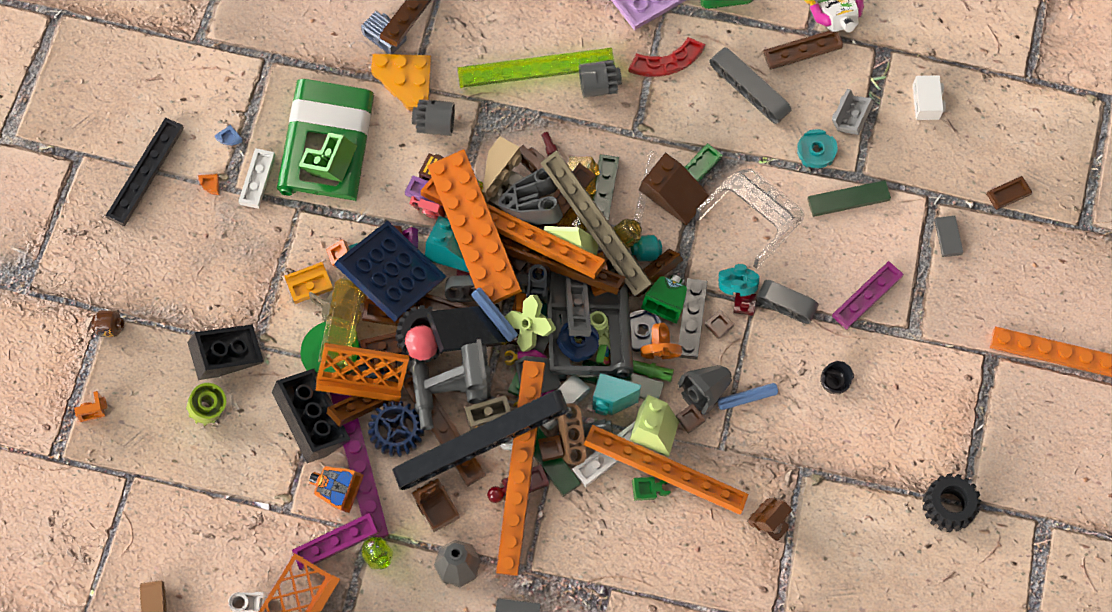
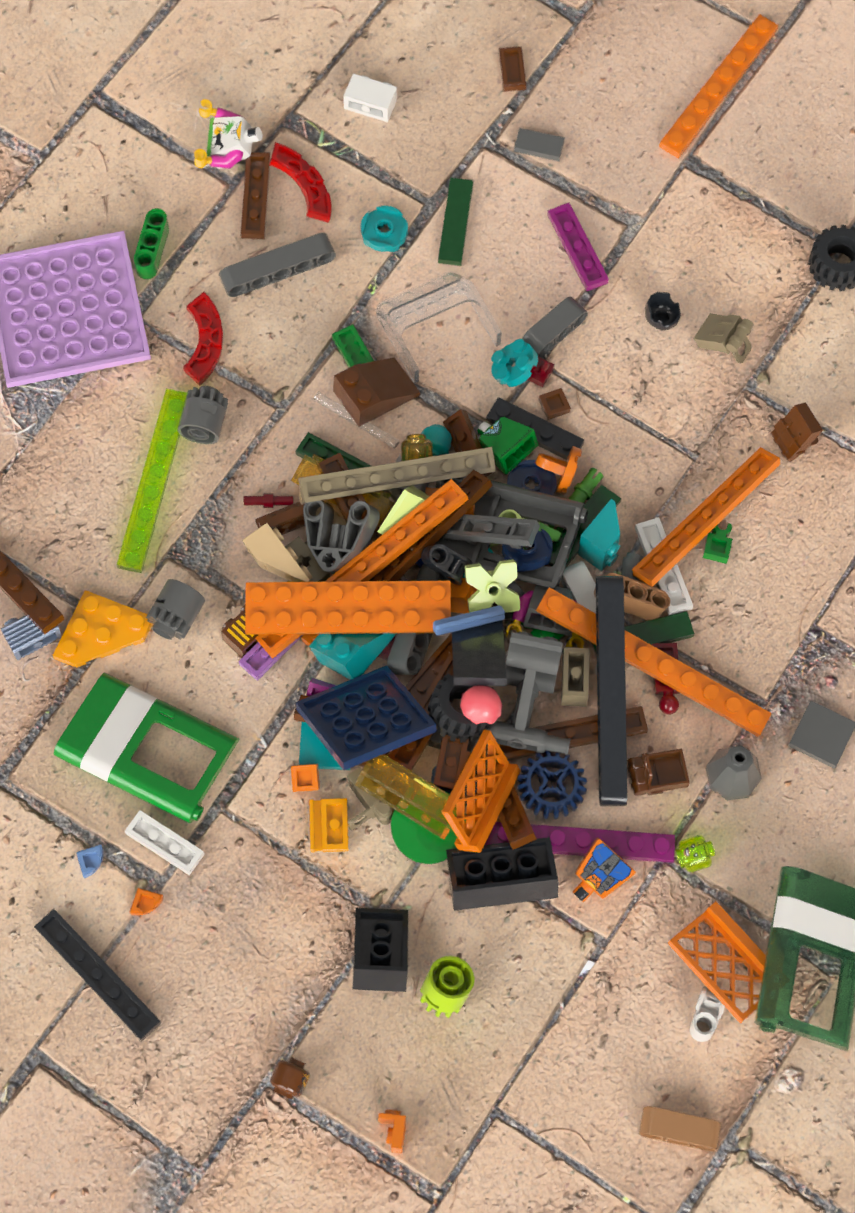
camera: 70 degrees left, 0 degrees up
(331, 160) = (188, 741): bright green brick -> none
(337, 540) = (666, 891): magenta plate -> none
(431, 209) = (294, 655): coral plate -> none
(550, 448) = (640, 624): reddish brown plate -> none
(655, 426) = (652, 510): yellowish green slope -> none
(690, 418) = (653, 473): reddish brown plate -> none
(705, 386) = (627, 443): dark grey cone -> none
(747, 396) = (648, 408): medium blue axle -> none
(835, 80) = (307, 178): none -> red tile
(836, 432) = (725, 335): none -> dark tan piece
(851, 113) = (358, 176): light grey bracket -> none

